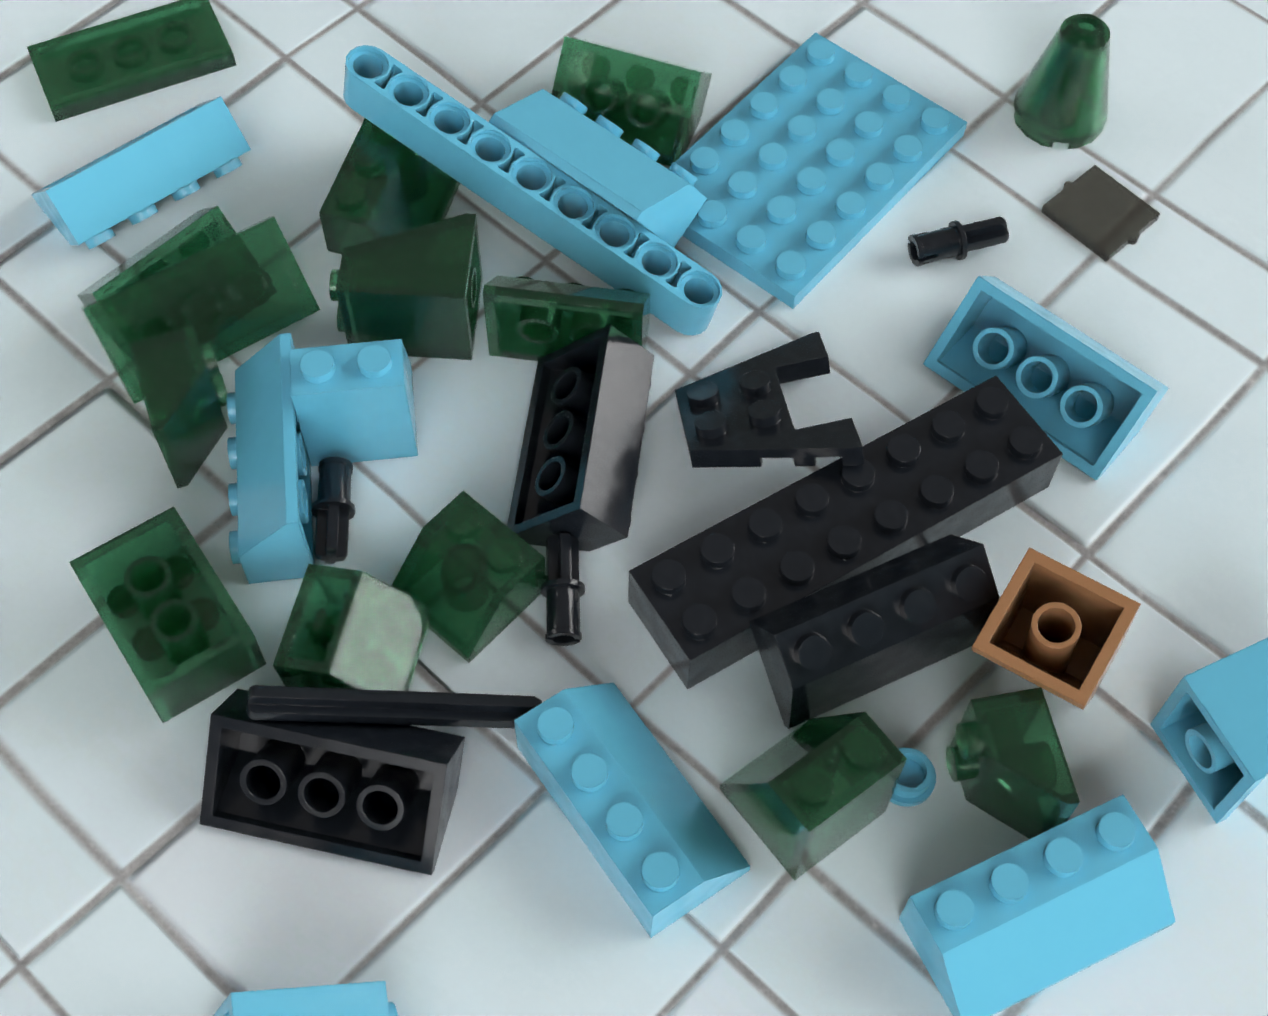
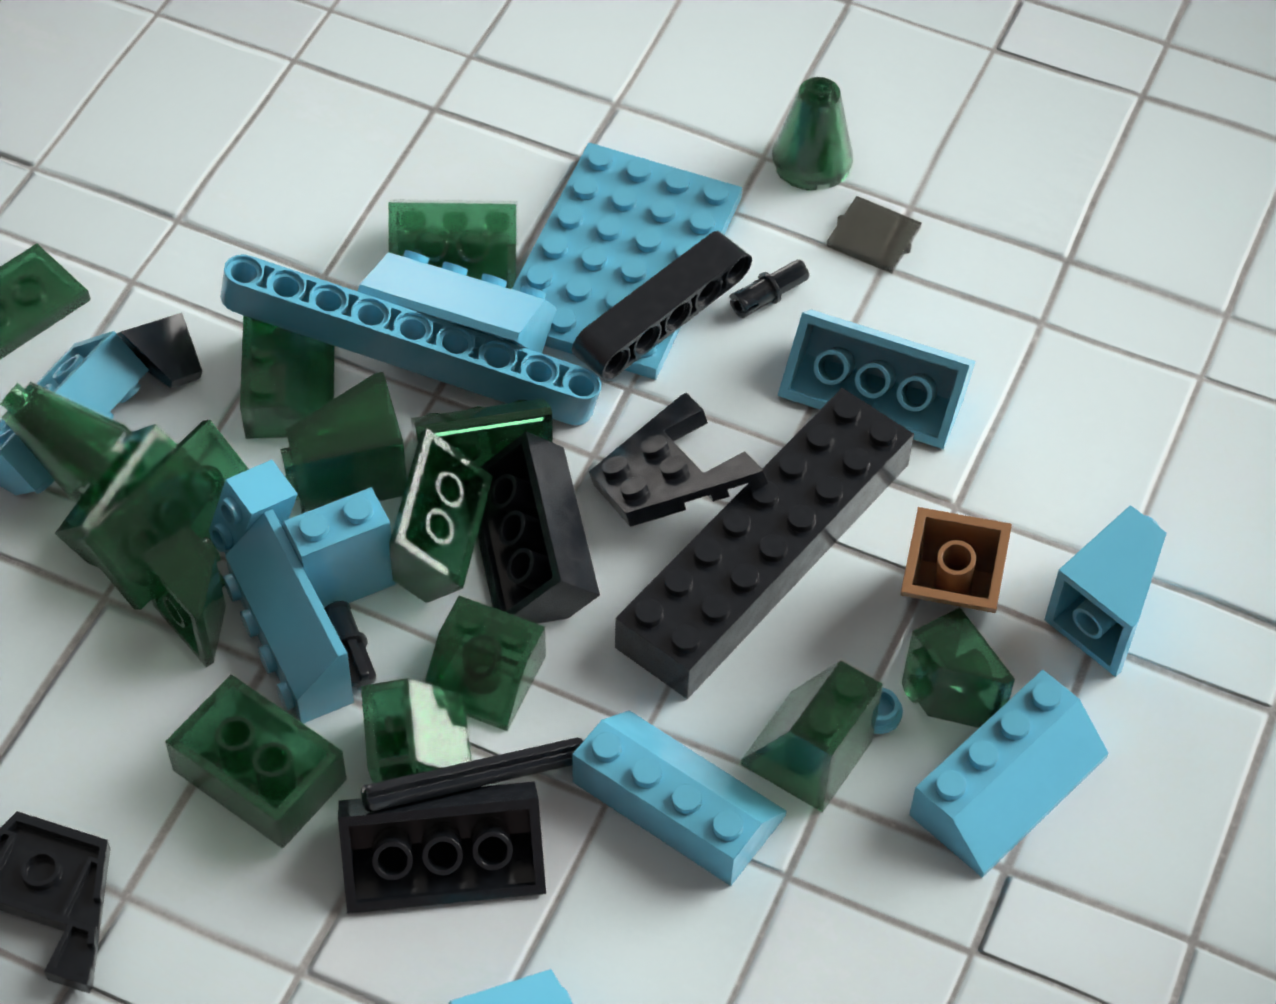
camera: 20 degrees left, 5 degrees down
(116, 191) = (64, 436): none -> clear green cone
(275, 132) = (165, 350): none -> black slope
(277, 310) = (246, 499): none -> medium azure brick
(474, 394) = (437, 519): none -> clear green slope
(562, 590) = (563, 653): black axle -> none
(823, 225) = (661, 305): none -> black beam
(875, 627) = (819, 605): black slope -> none

